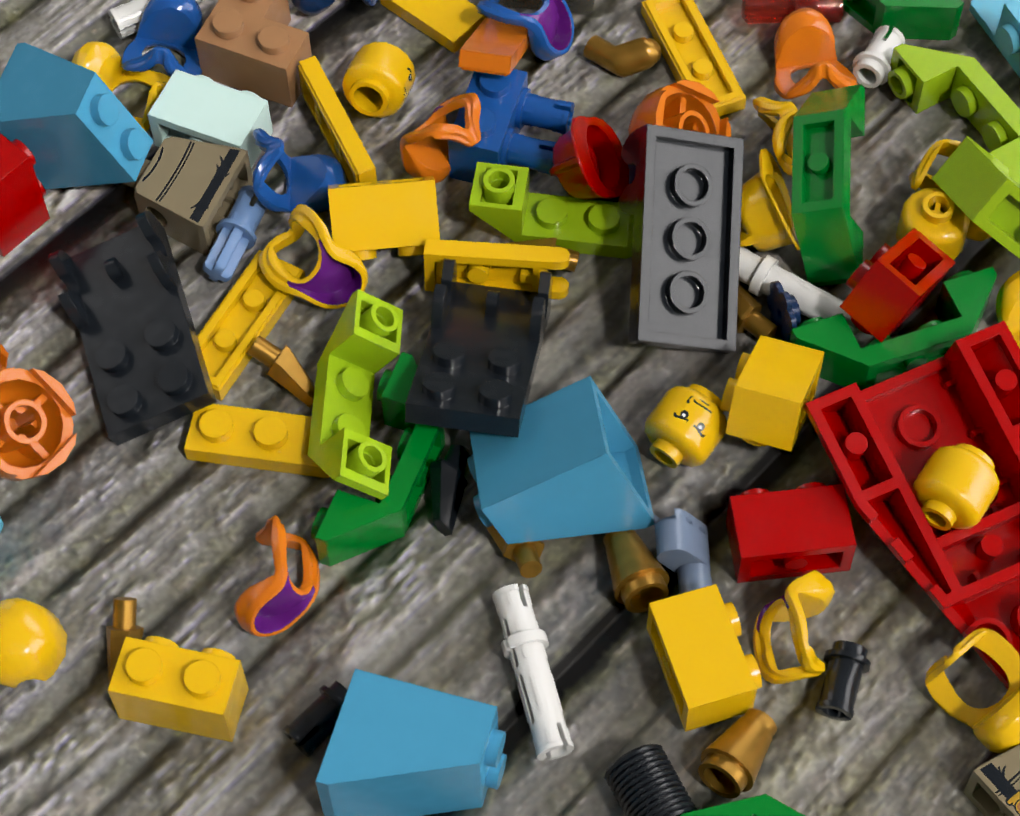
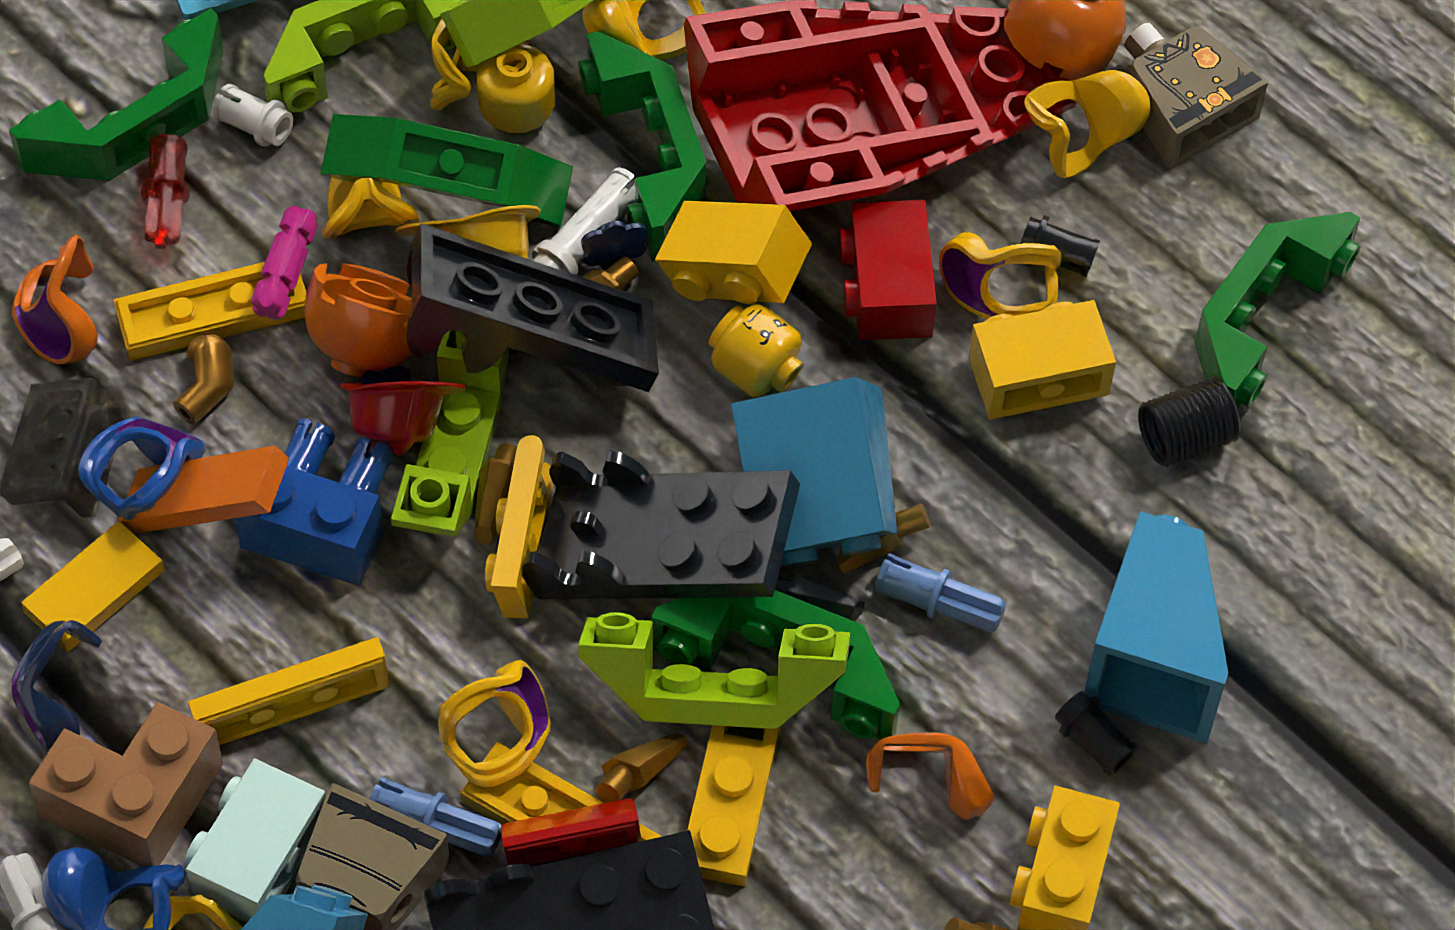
camera: 90 degrees left, 0 degrees up
(213, 314) = (571, 833): none -> red slope
(305, 176) = (356, 732): blue piece -> none
(378, 79) = (217, 643): yellow head -> none
(384, 215) = (438, 631): yellow brick -> none
(426, 148) = (339, 586): orange piece -> none
(455, 587) = (939, 593): none -> medium blue axle
(526, 650) = (1031, 527): white pin -> none
(634, 571) = (928, 419): pearl gold cone -> none
(684, 549) = (921, 368): sand blue piece -> none
(731, 83) = (284, 262): none -> dark pink axle
(737, 755) = (1145, 345): pearl gold cone -> none
(803, 43) = (220, 184): orange piece -> none
(894, 284) = (607, 120): red brick -> none
(956, 487) = (864, 99): yellow head -> none

